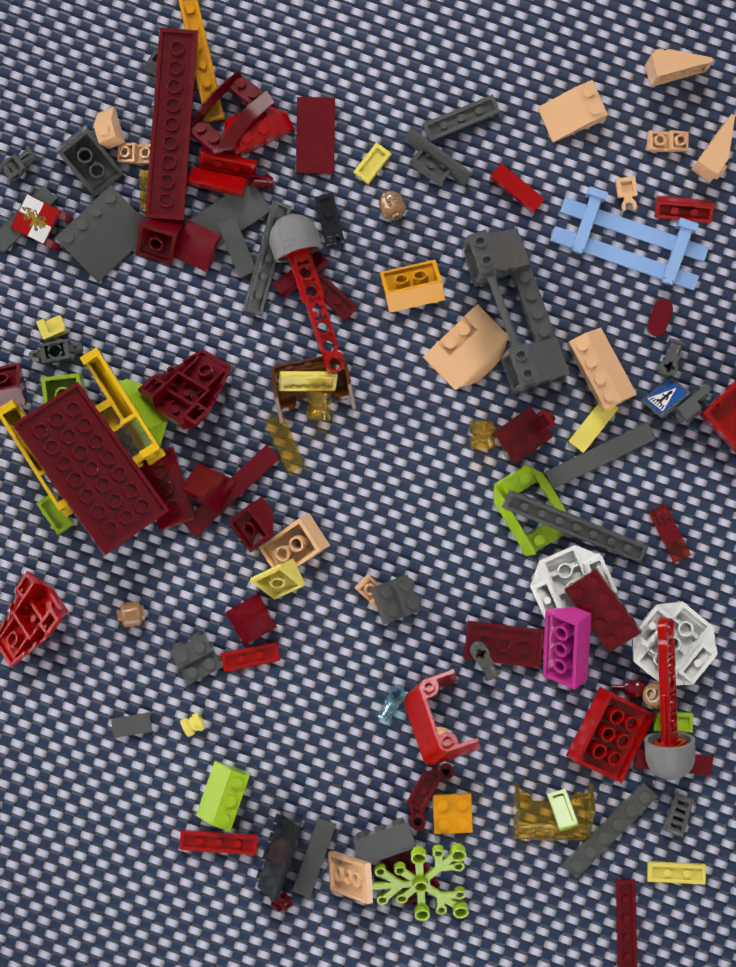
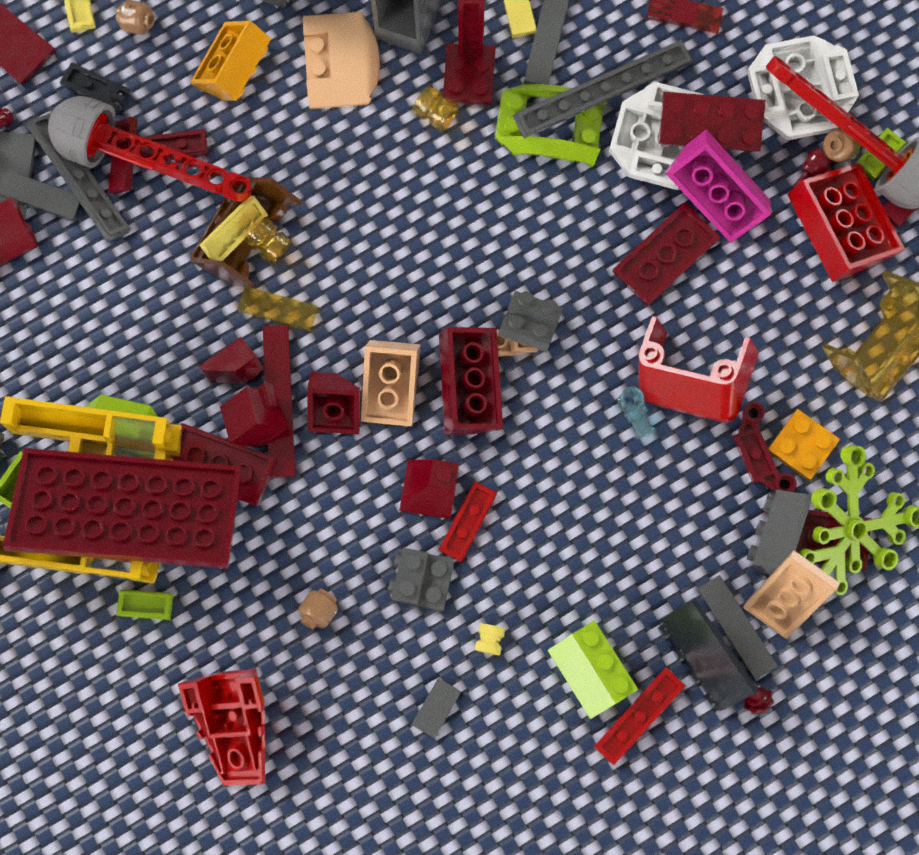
camera: 50 degrees left, 10 degrees down
(187, 390) = (137, 358): dark red wedge -> none
(230, 447) = (232, 364): none -> dark red slope
(279, 579) = (412, 422): light yellow slope -> none
(331, 593) = (470, 380): none -> dark red slope
(484, 660) = (667, 281): dark grey connector -> none
(562, 810) = (888, 328): tile -> none

